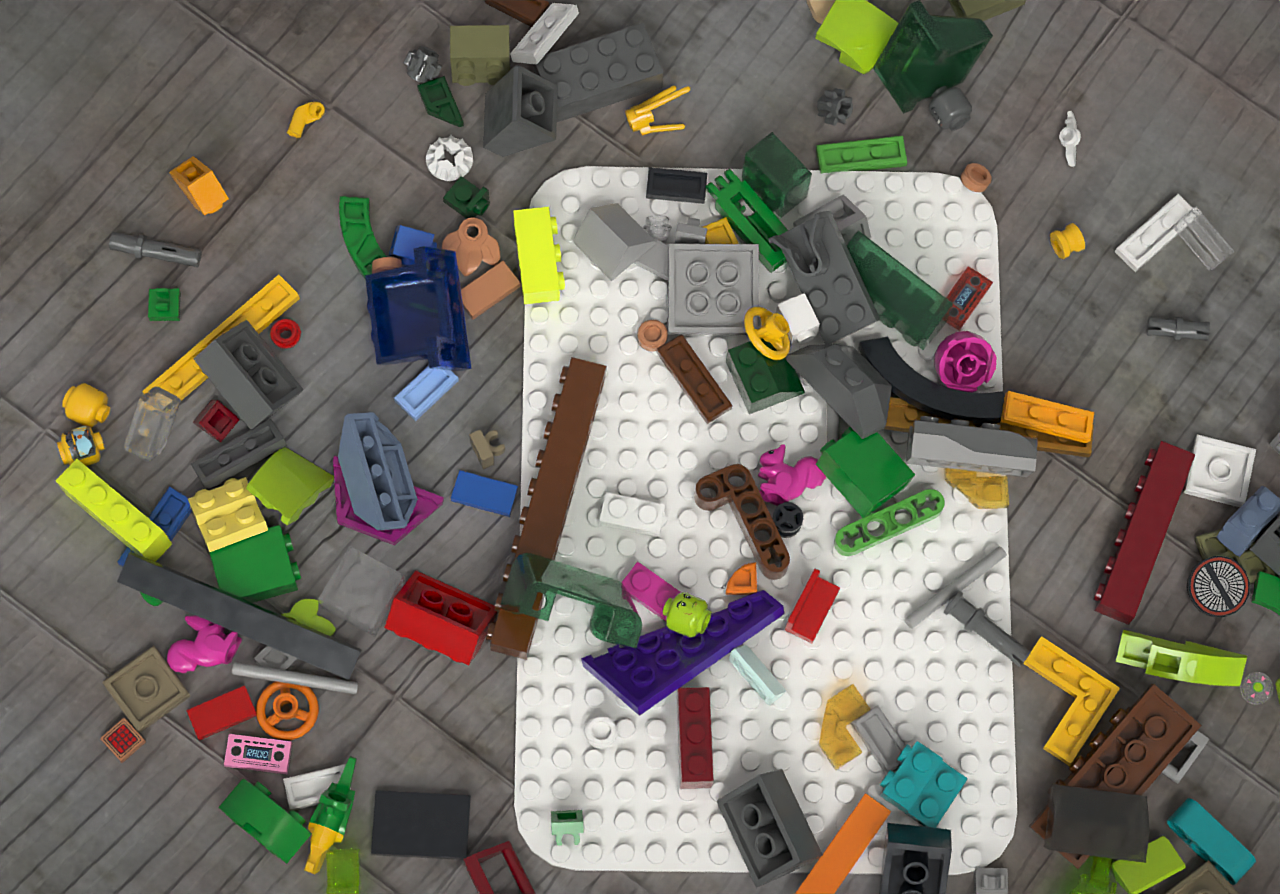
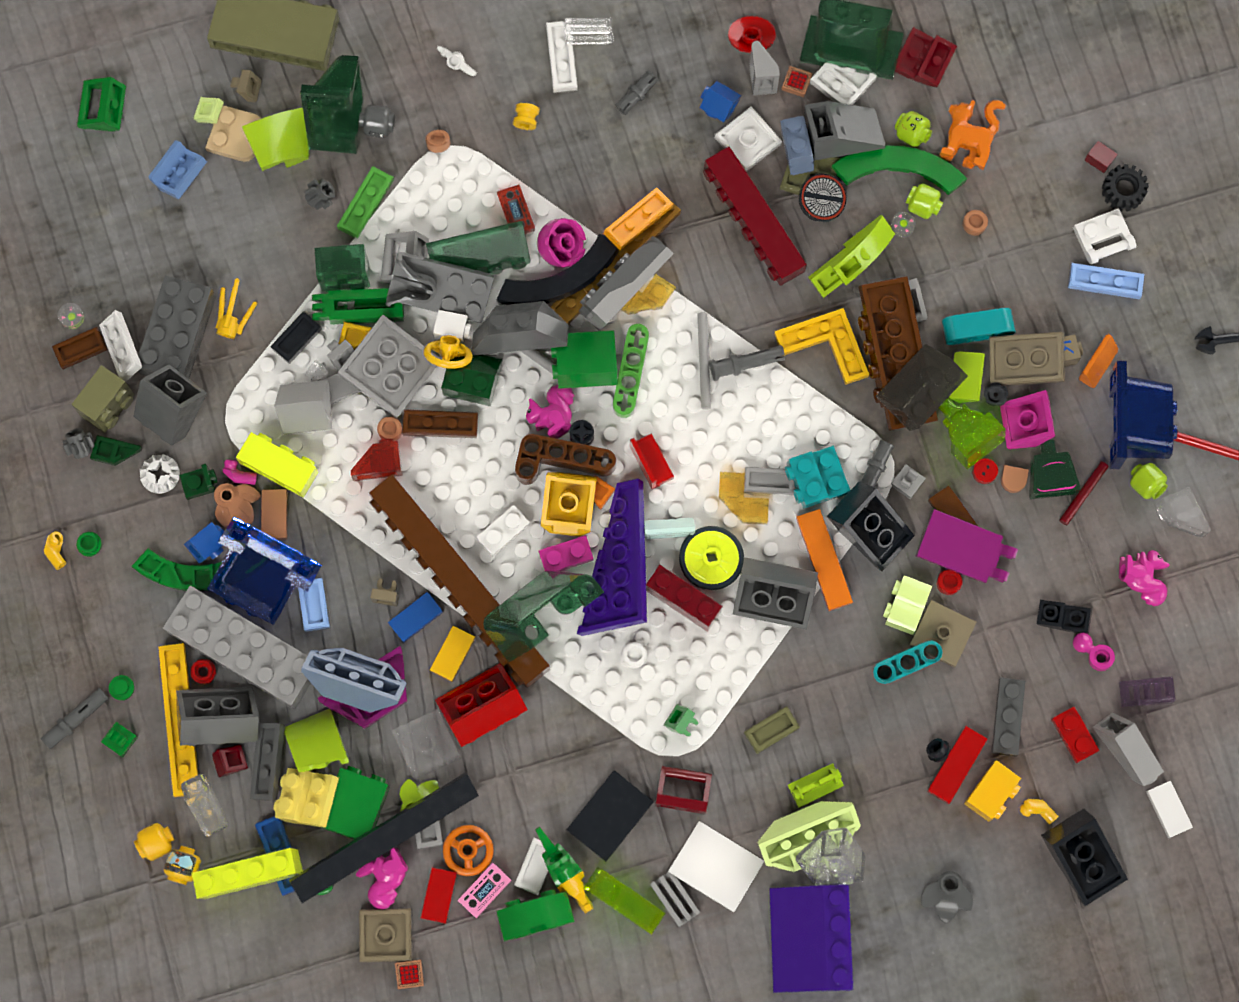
camera: 50 degrees left, 5 degrees up
(199, 185) = (50, 656): light orange slope -> none
(215, 270) = (121, 687): none -> green plate
(294, 678) = (460, 821): light grey bar -> none
(332, 346) = (239, 646): none -> light grey brick
(333, 143) = (89, 544): none -> green plate
(385, 263) = (209, 570): nougat tile -> none
(474, 554) = (452, 653): none -> yellow tile
(500, 226) = (237, 476): none -> dark pink arm
(611, 347) = (379, 461): none -> clear red slope
(687, 614) = (600, 543): lime head -> none
(706, 555) = (568, 503): none -> yellow slope
(771, 722) = (706, 542): none -> neon yellow wheel
(982, 837) = (877, 463): none -> dark grey pin
(1234, 413) = (719, 101): none -> blue brick

